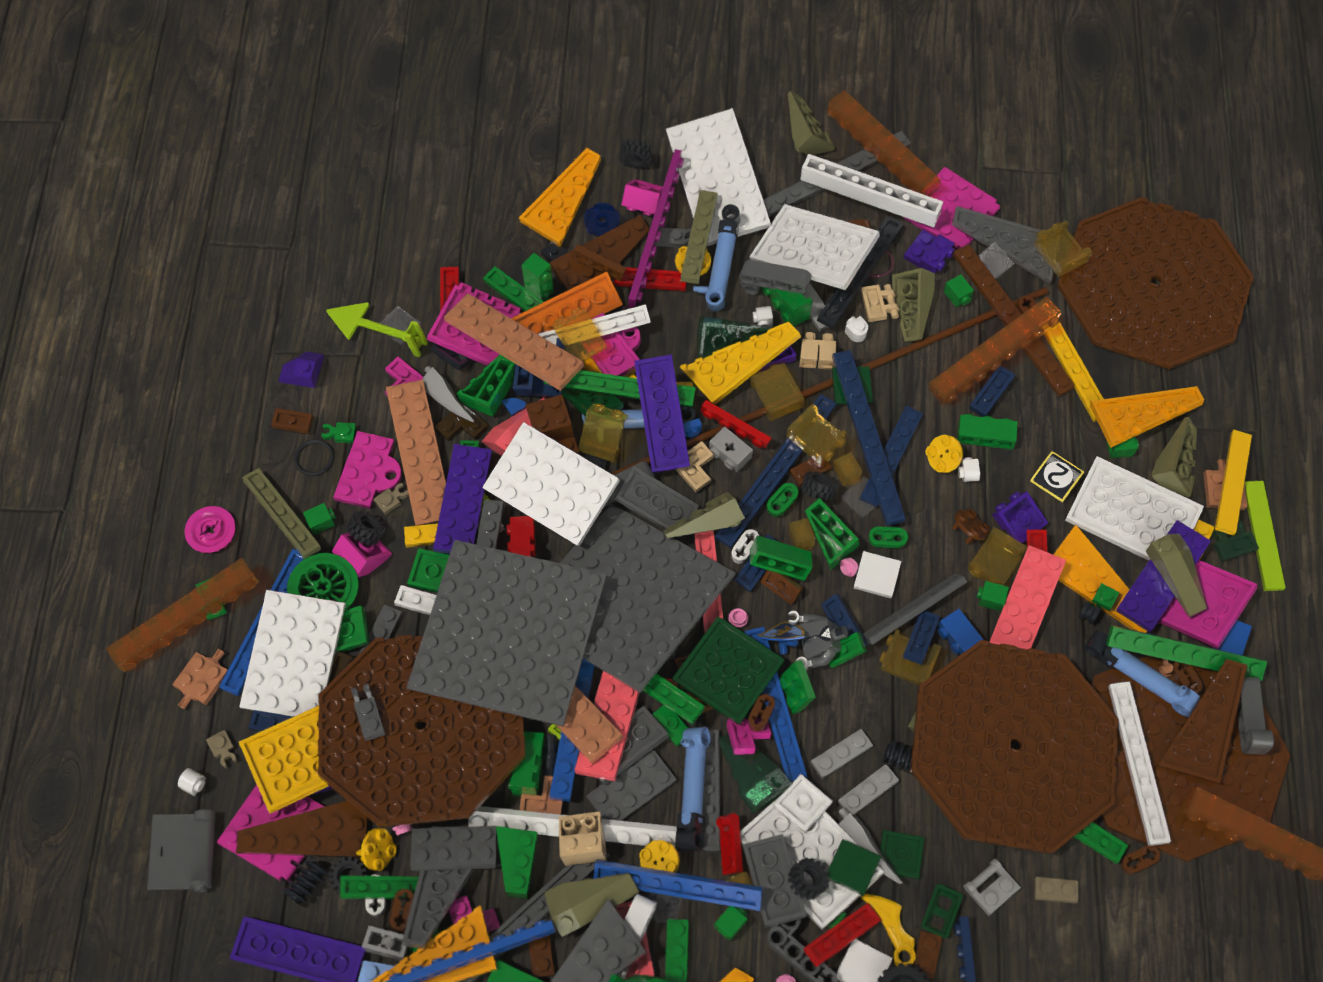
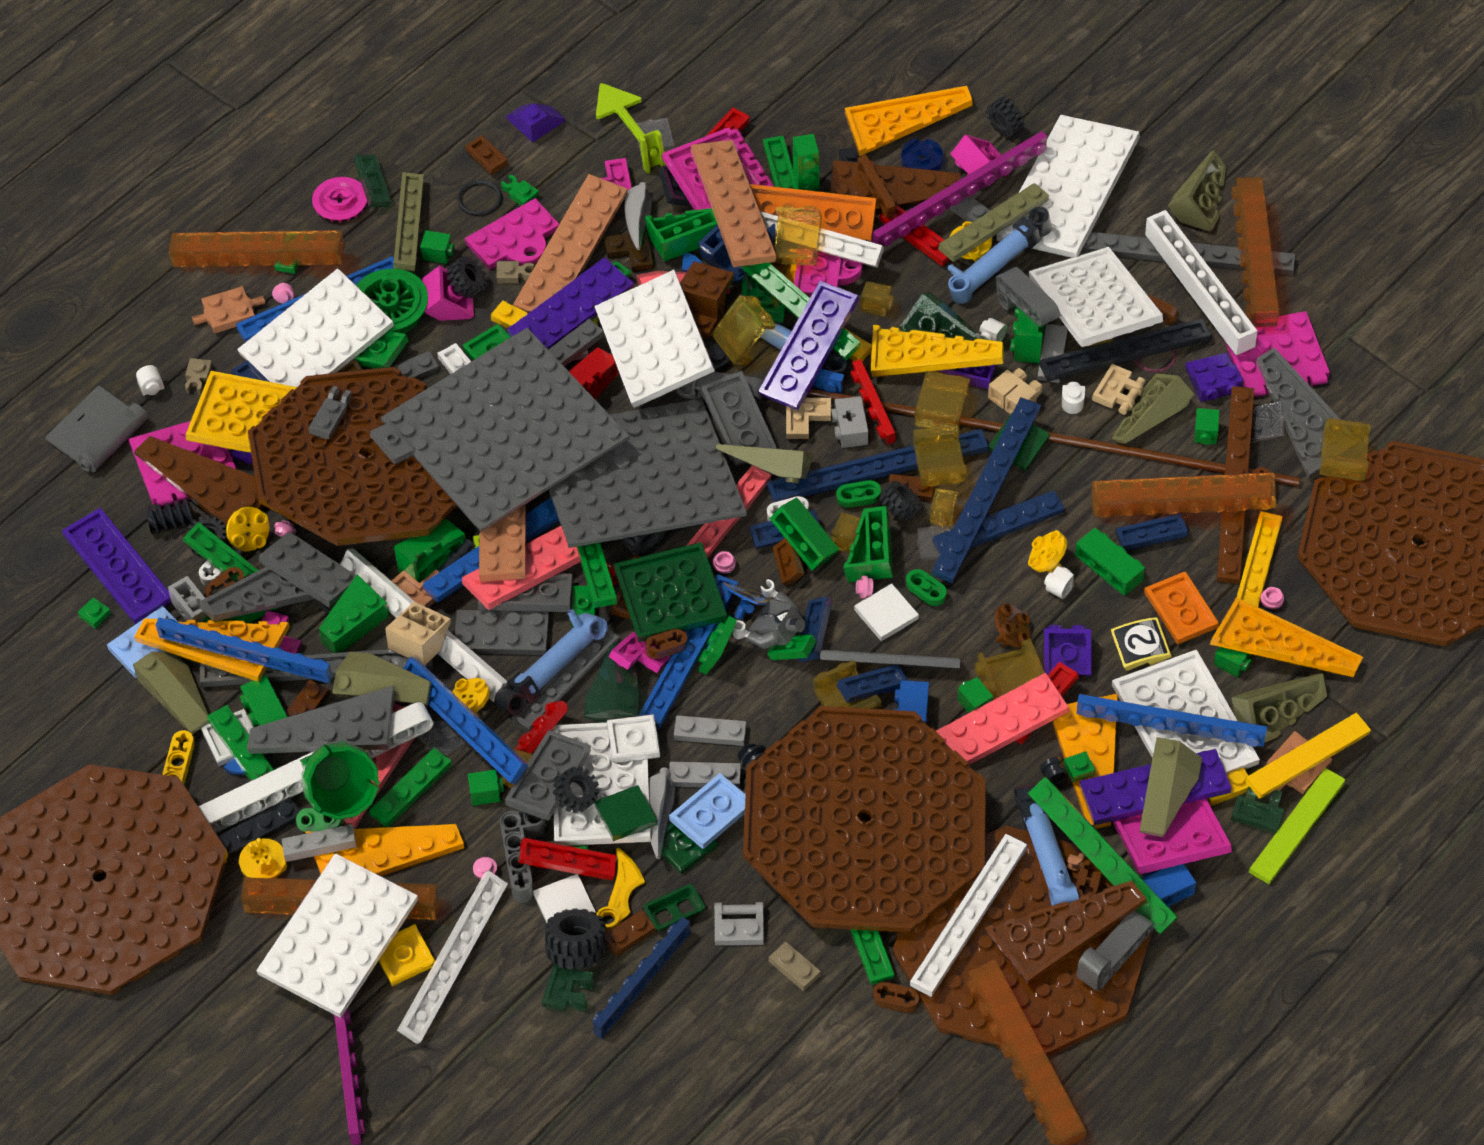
camera: 40 degrees right, 10 degrees down
(223, 498) = (372, 180): none -> clear green plate
(233, 635) = (283, 292): none -> bright pink plate
(434, 703) = (391, 443): none -> dark grey plate
(666, 344) = (876, 299): none -> clear yellow brick
(903, 817) = (710, 811): none -> light blue plate
(1058, 432) = (1181, 607): none -> orange plate
(1105, 384) = (1272, 598): none -> bright pink plate
(1128, 523) = (1171, 720): none -> blue plate

